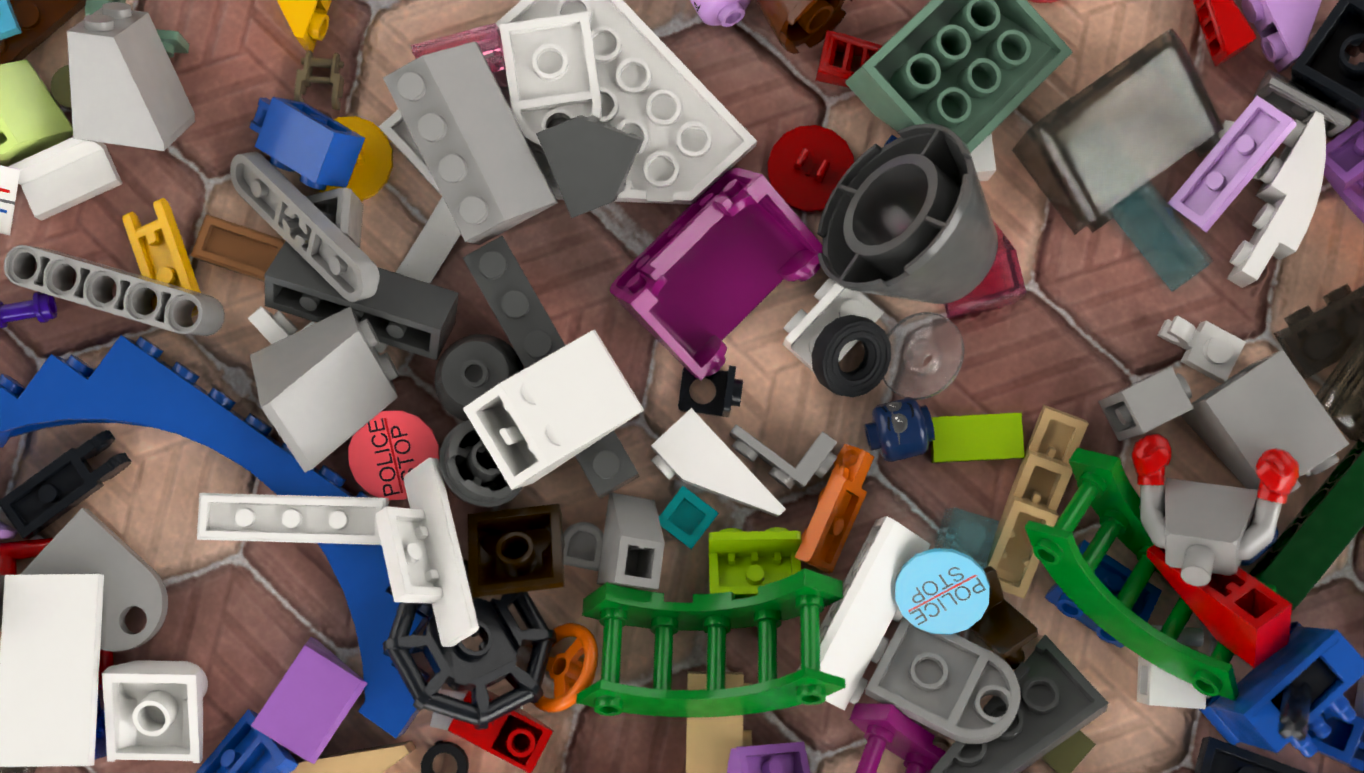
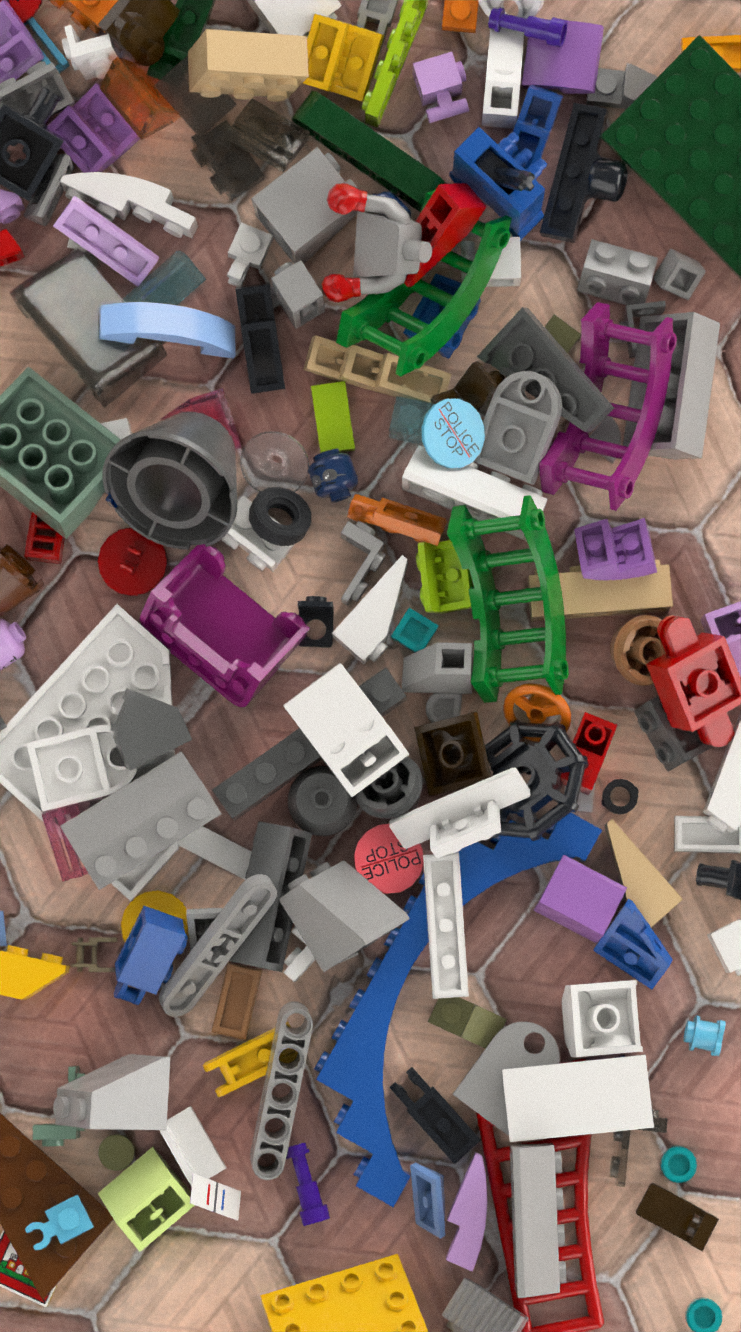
camera: 90 degrees left, 0 degrees up
(174, 543) = (466, 1020): none -> olive slope
(1090, 352) = (260, 338): none -> black slope
(1116, 234) = (167, 323): none -> light blue slope

